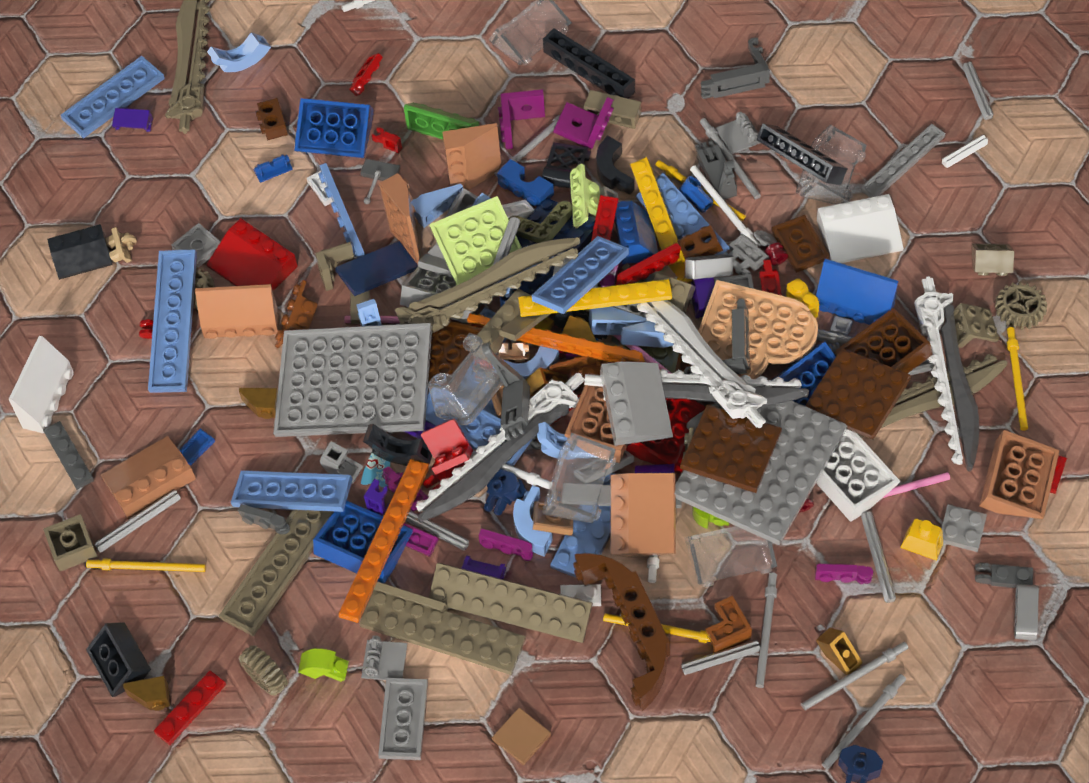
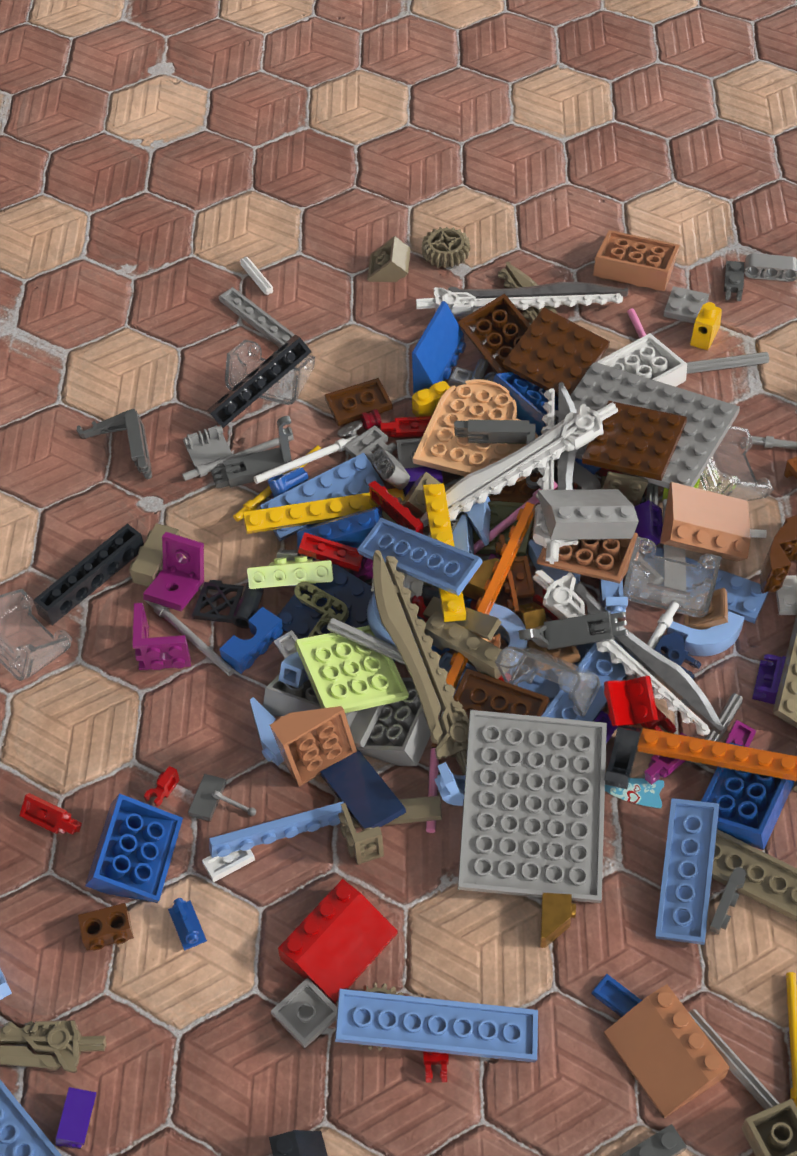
camera: 90 degrees left, 5 degrees down
(123, 244) = (309, 1115): tan hips -> none
(237, 311) = (432, 943): nougat slope -> none
(299, 313) = (424, 884): dark orange bracket -> none
(335, 461) = (644, 820): light grey brick -> none
(375, 499) = (696, 778): dark purple hinge -> none
(434, 121) = (150, 724): bright green slope -> none
(472, 154) = (227, 680): nougat slope -> none
(506, 544) = (737, 656): magenta plate -> none
(607, 154) = (235, 563): black arch -> none
(701, 247) = (369, 471): reddish brown brick -> none
(844, 573) = (745, 386): magenta hinge -> none
(860, 229) = (345, 354): white slope -> none
(974, 323) = (467, 279): dark tan bracket -> none
(978, 91) = (182, 261): light grey axle -> none
(1013, 346) = (487, 258): yellow bar -> none

